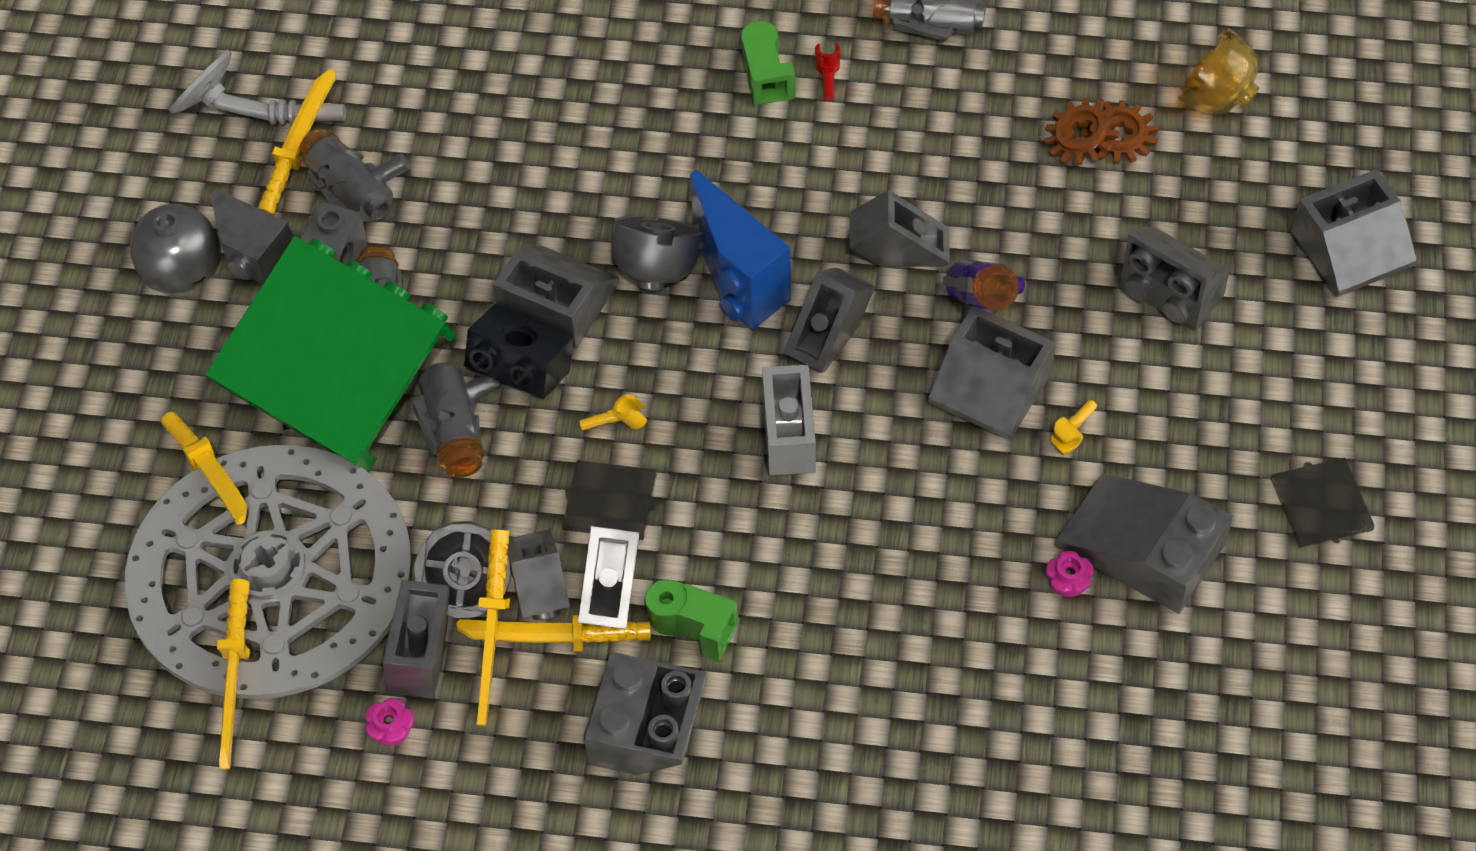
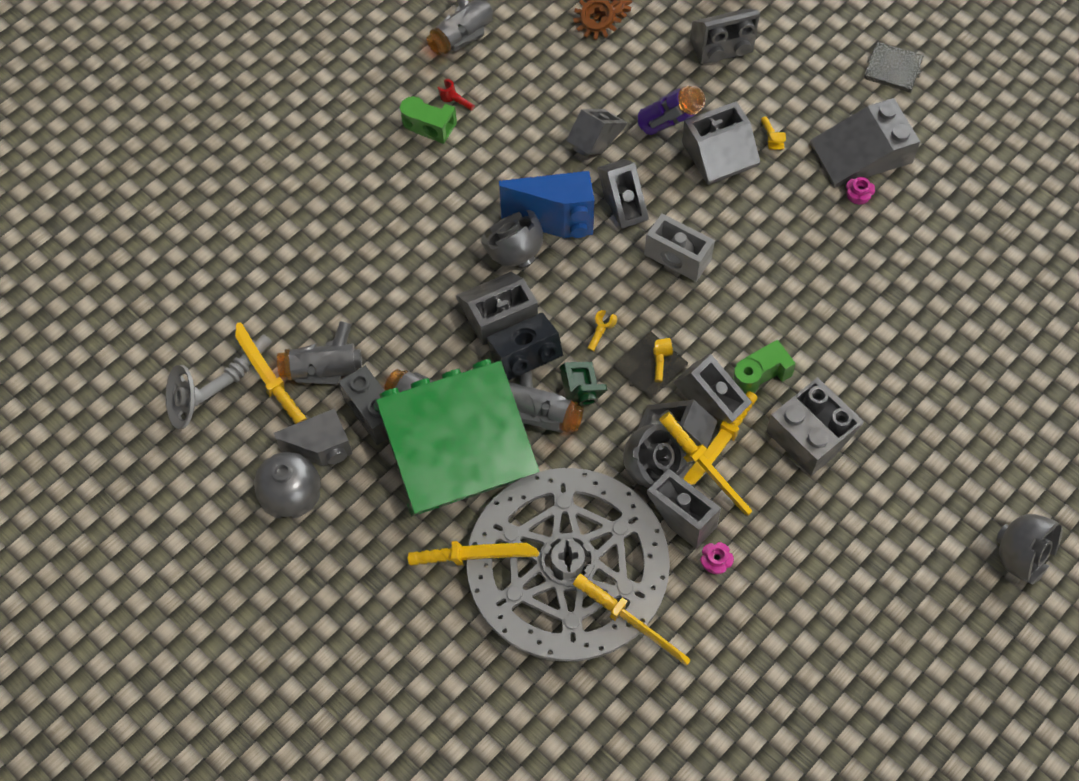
camera: 55 degrees left, 5 degrees up
(517, 438) = (581, 383): none -> dark green bracket
(629, 490) = (661, 349): none -> yellow hand

